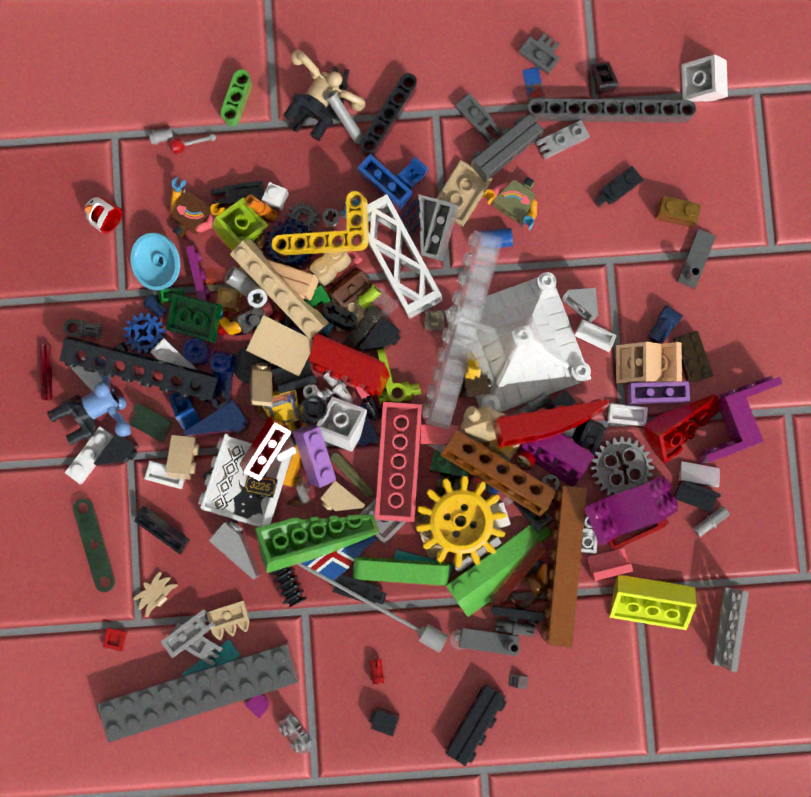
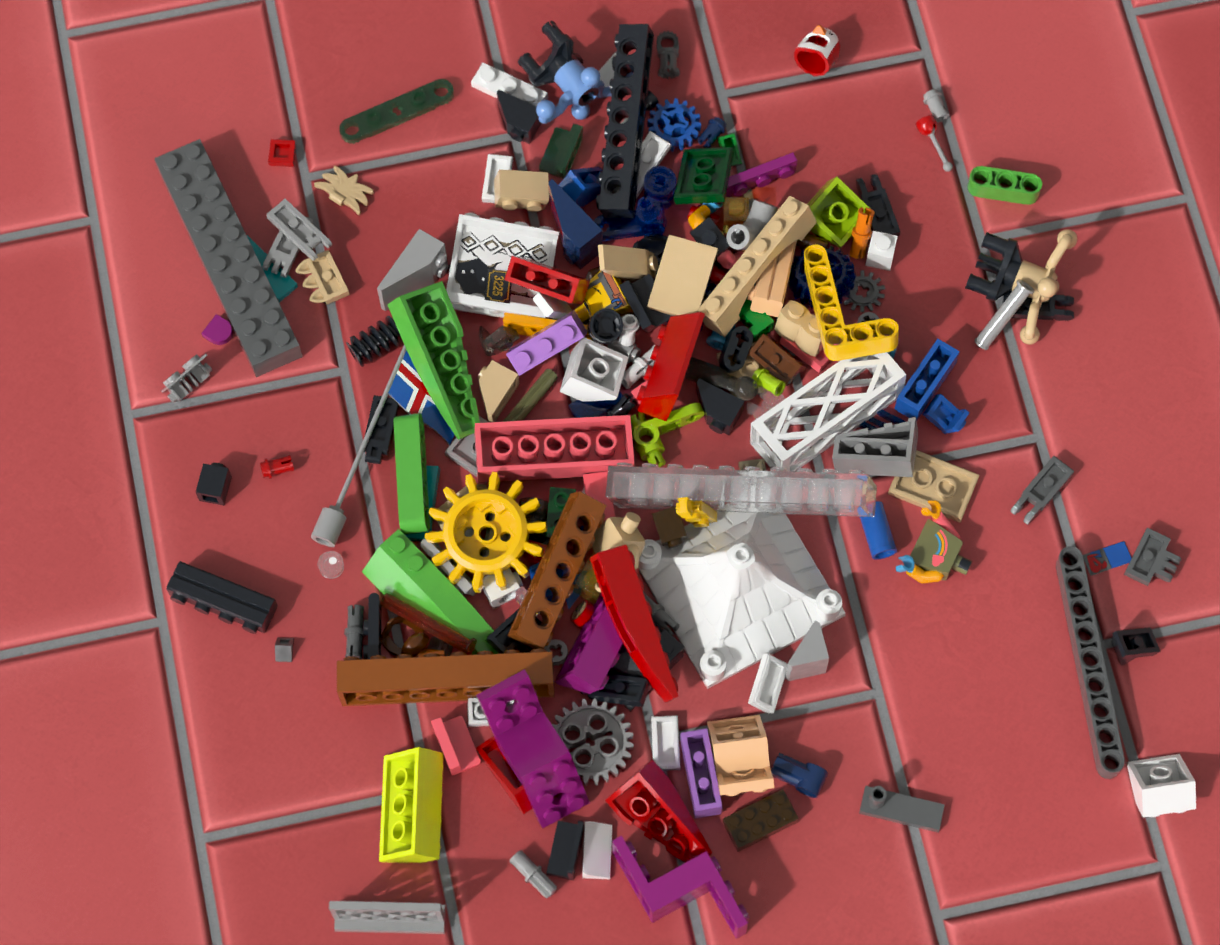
camera: 80 degrees right, 15 degrees down
(46, 372) = (605, 22): dark red axle -> none
(148, 263) = (768, 120): medium azure dish -> none
(162, 530) = (426, 183): black plate -> none
(191, 211) = (843, 151): torso -> none
(389, 106) = (1029, 384): black beam -> none
(489, 641) = (332, 600): dark grey piece -> none
(507, 147) = (1007, 529): dark grey brick -> none
(563, 139) = (1036, 606): light grey hinge -> none
(619, 187) = (983, 689): black hinge -> none
(678, 211) = (962, 770): pearl gold brick -> none

